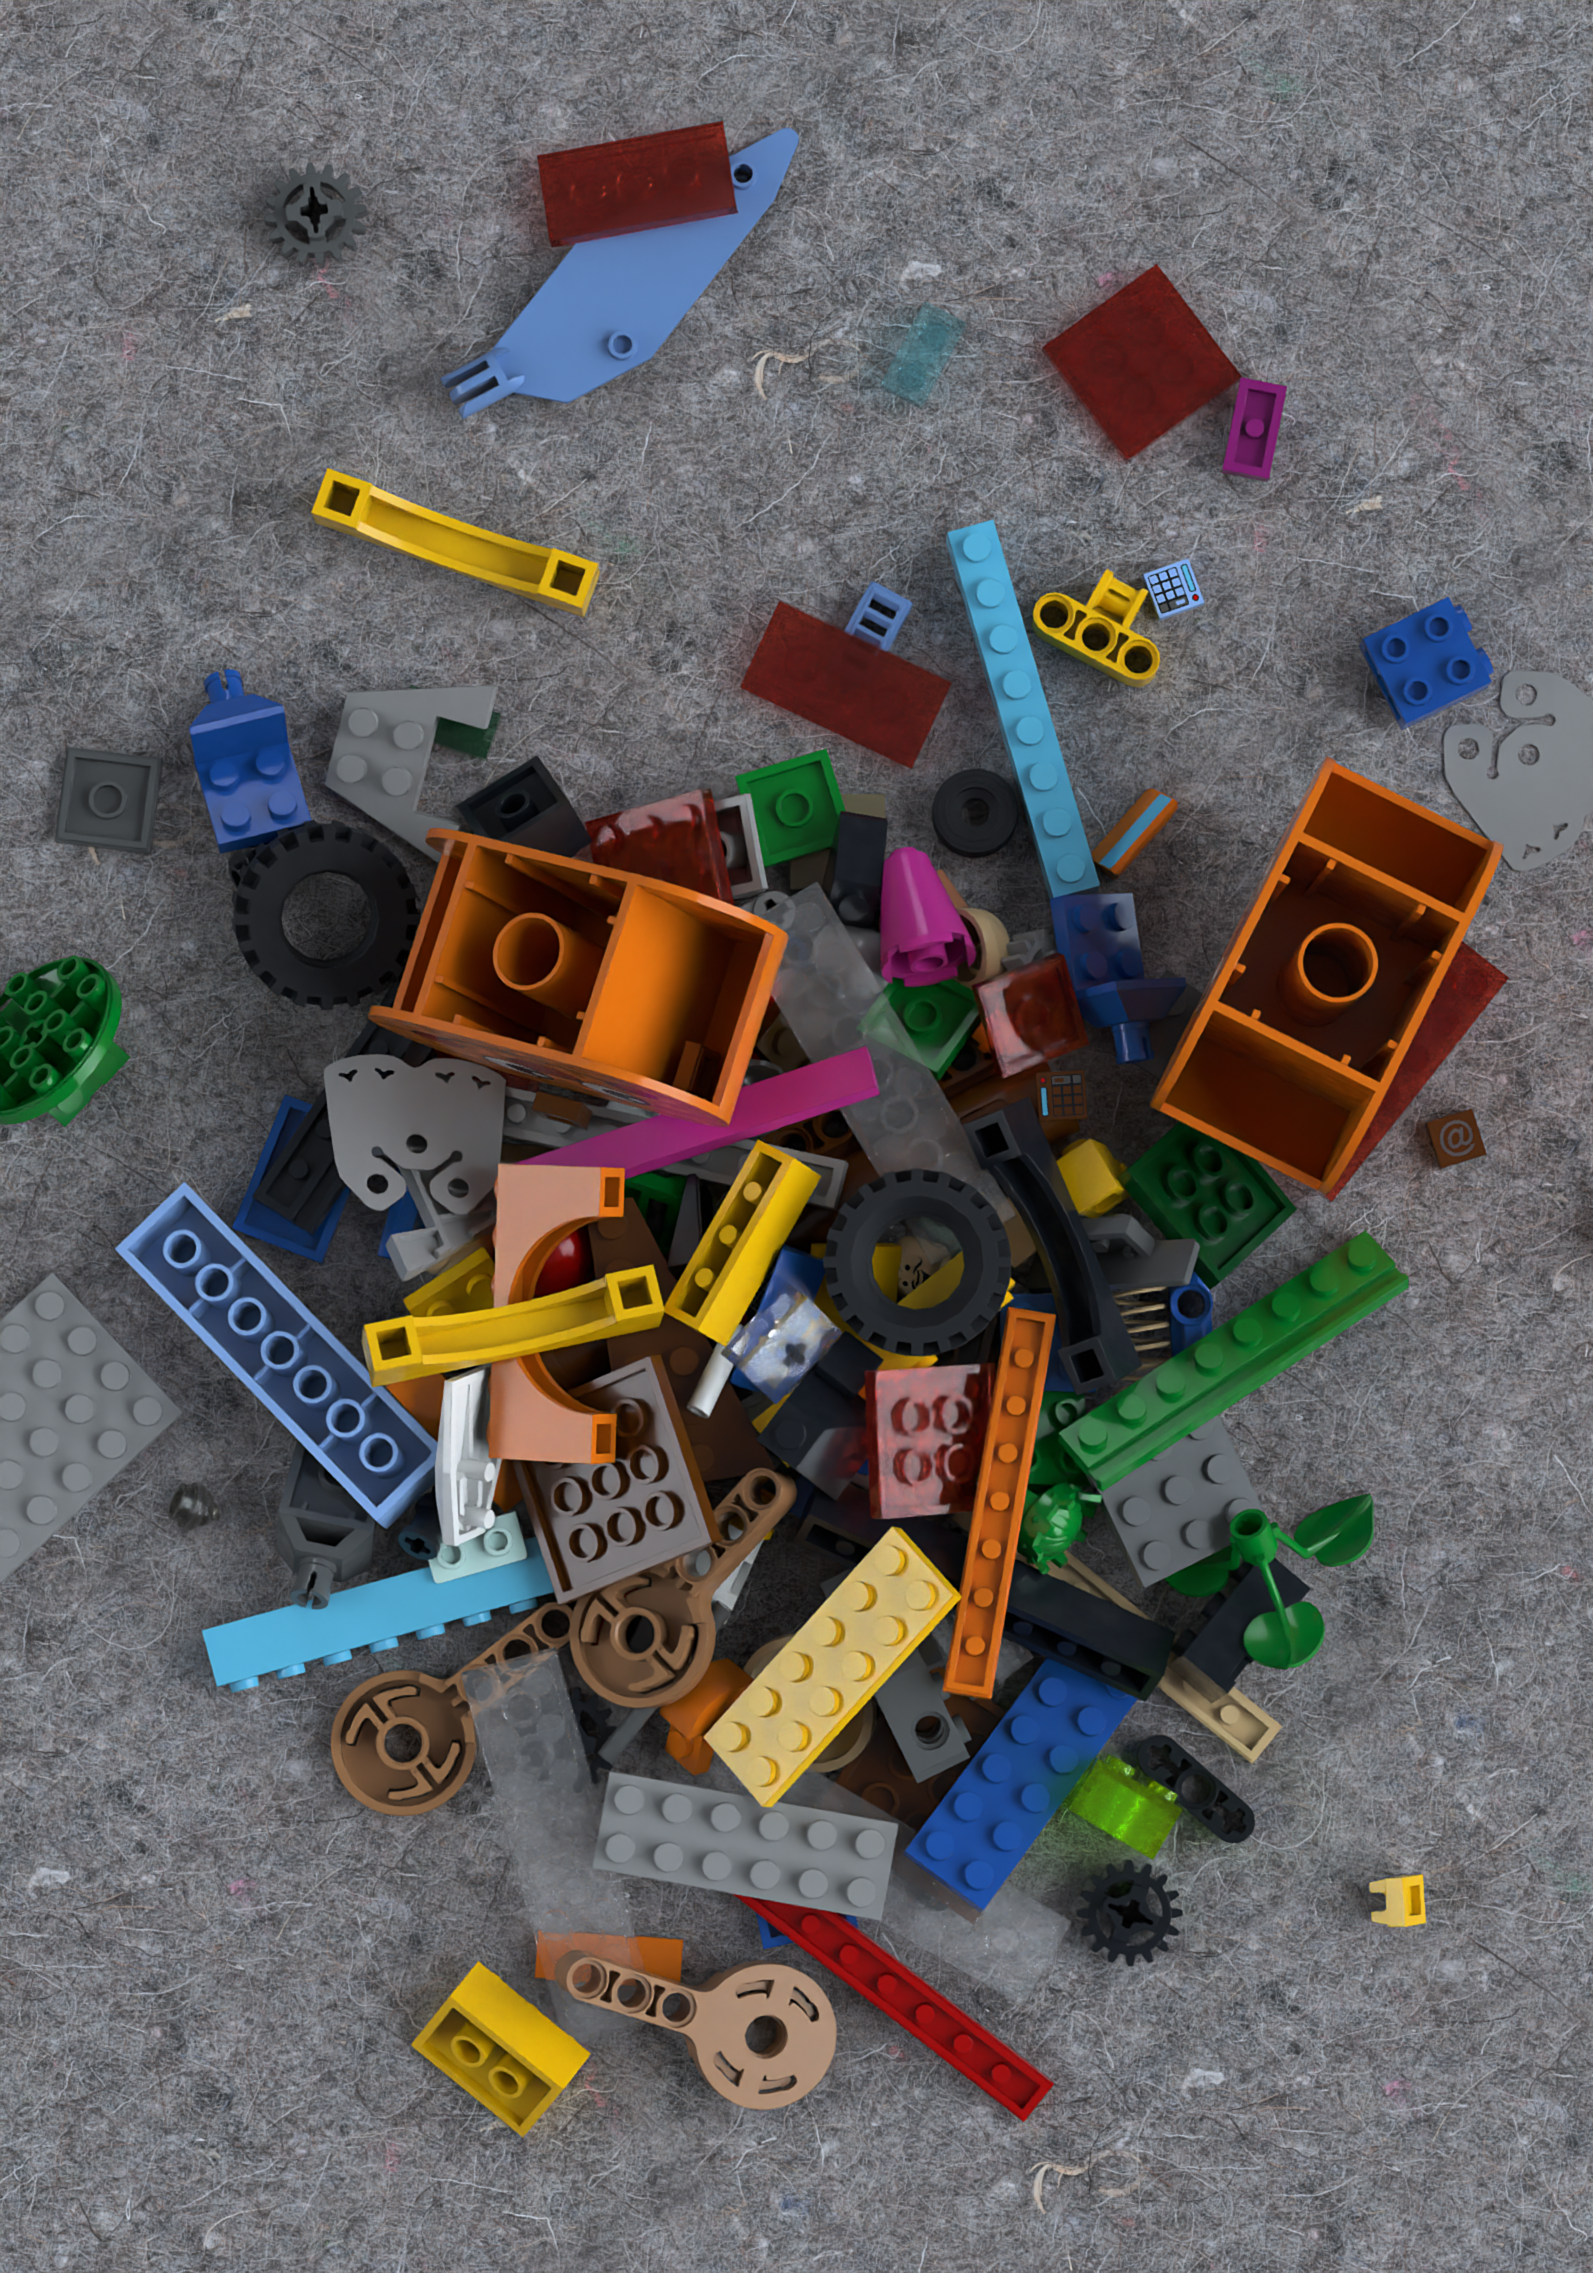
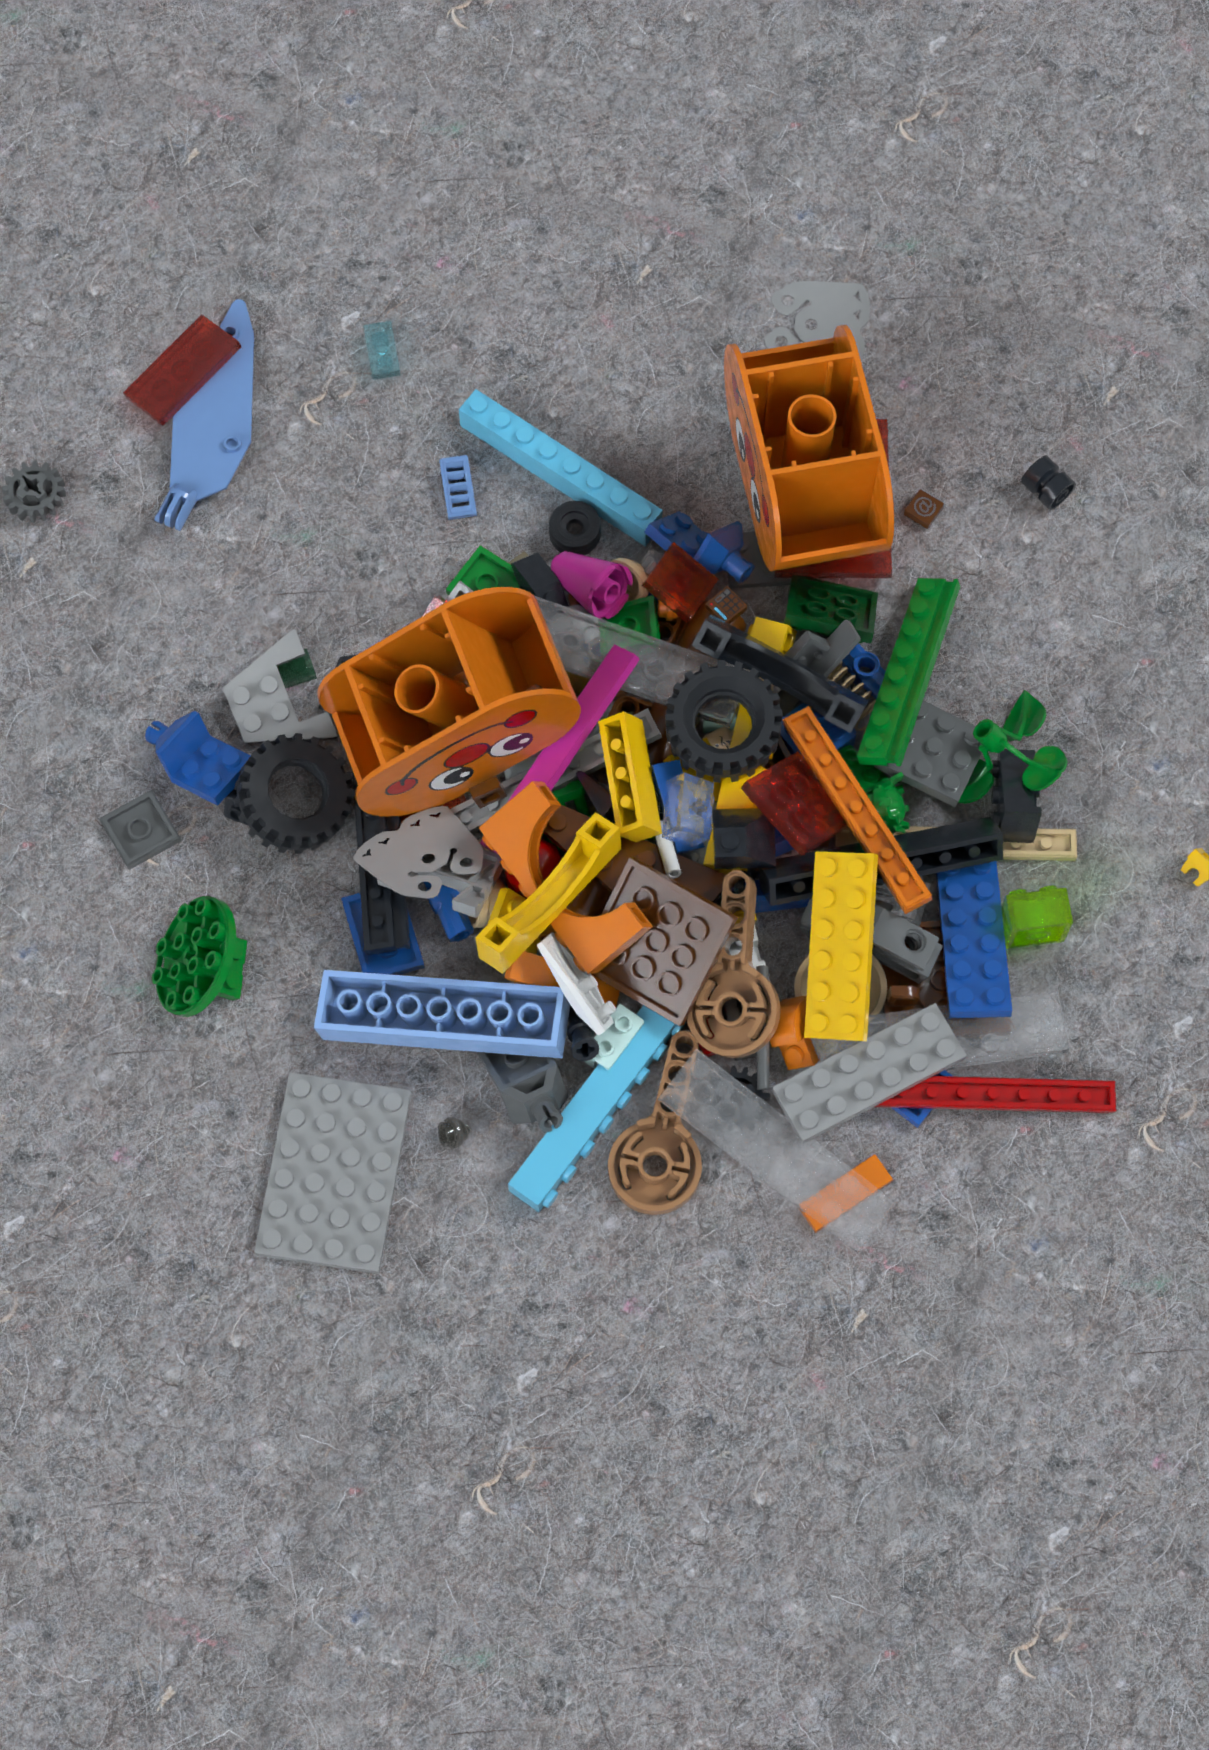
camera: 40 degrees left, 15 degrees down
(498, 560) = (168, 602): yellow arch -> none
(500, 2049) = (829, 1279): yellow slope -> none
(718, 2021) = (925, 1173): medium nougat beam -> none
(845, 1364) = (729, 797): black tile -> none
(846, 684) = (465, 515): clear red tile -> none
(872, 1778) = (902, 996): none -> reddish brown tile
(1112, 611) = (564, 397): yellow piece -> none
(1120, 1933) = (1083, 982): black gear -> none
(1133, 832) = (657, 480): orange slope -> none
(1141, 363) = (487, 285): clear red plate -> none
(1173, 589) = (585, 368): light blue tile -> none
(1231, 1803) = (1070, 881): black beam -> none
(1254, 429) = (564, 274): magenta plate -> none
(1427, 662) = (730, 312): blue brick -> none

